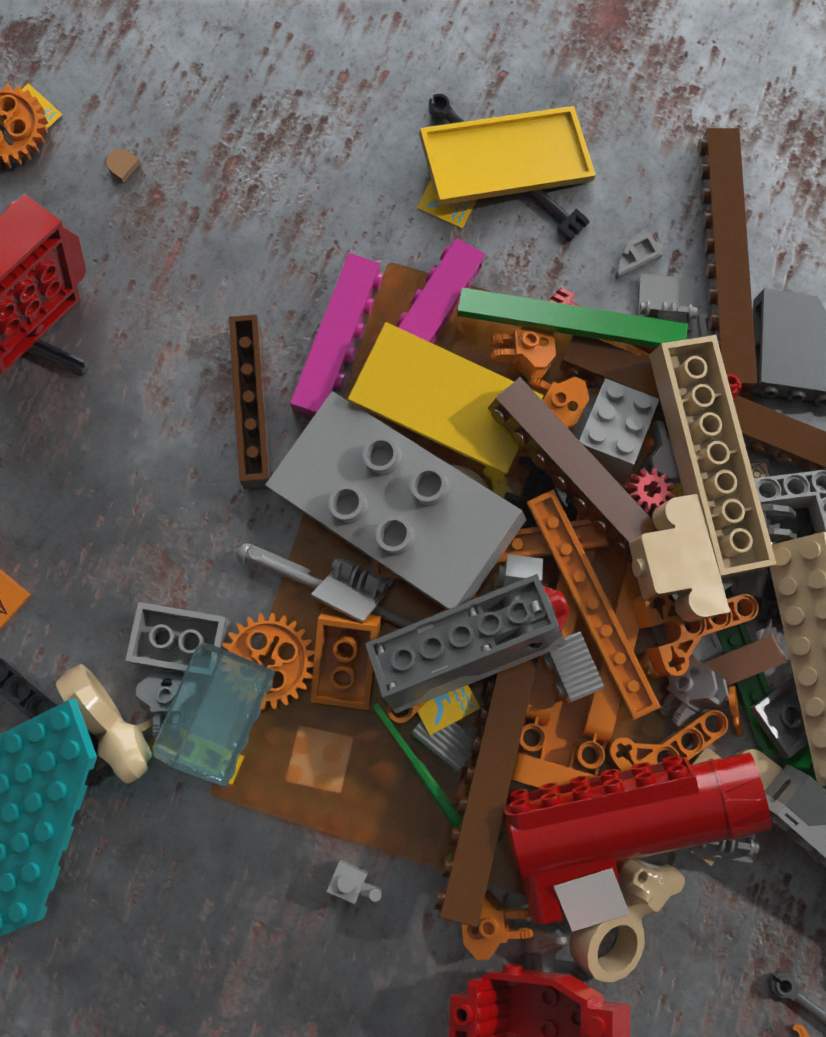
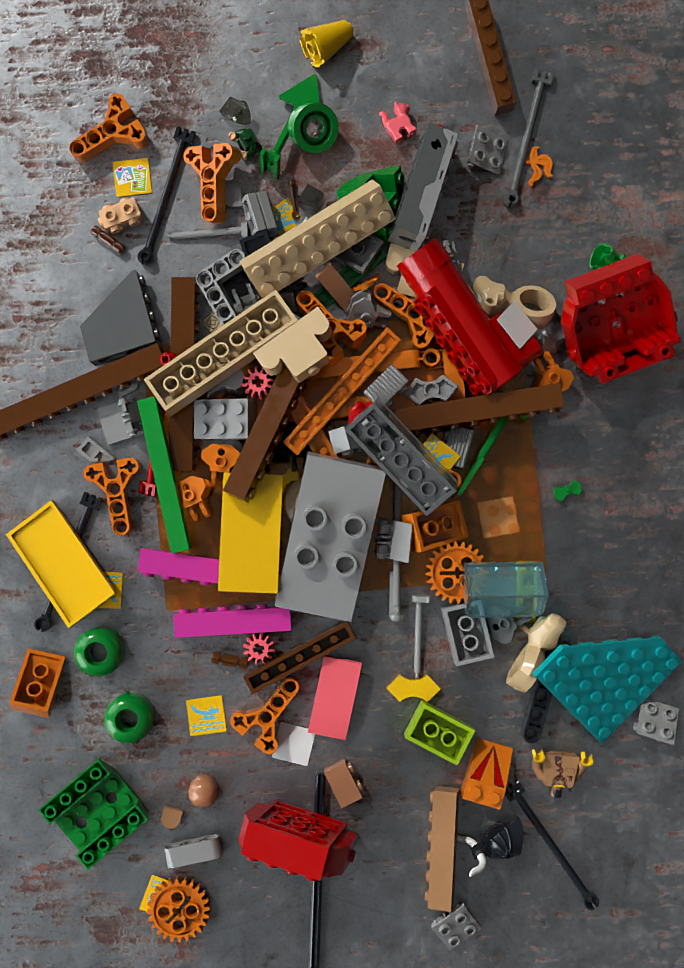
camera: 115 degrees left, 10 degrees up
(57, 391) = (343, 783): none -> nougat brick
(60, 544) = (439, 732): none -> lime brick
(65, 171) = (193, 851): none -> light grey beam
(134, 214) = (203, 791): none -> nougat hair
(140, 352) = (294, 744): none -> white sticker
(143, 526) = (404, 688): none -> yellow tile
(155, 87) = (106, 820): none -> green slope
(175, 426) = (334, 697): none -> coral slope
(197, 314) = (254, 716): none -> orange beam
(229, 257) = (206, 715): none -> yellow sticker
(253, 595) = (419, 599): none -> light grey piece
(271, 180) = (141, 706): none -> green piece
(277, 351) = (256, 653): none -> coral gear
(287, 314) = (230, 660): none -> reddish brown axle
(313, 889) = (561, 492): none -> green piece
(349, 883) = (561, 468): light grey brick -> none
(366, 70) = (37, 683): none -> orange slope
(376, 176) = (115, 651): none -> green piece
(540, 746) = (421, 391): none -> light grey tile
(589, 250) = (124, 480): none -> orange beam

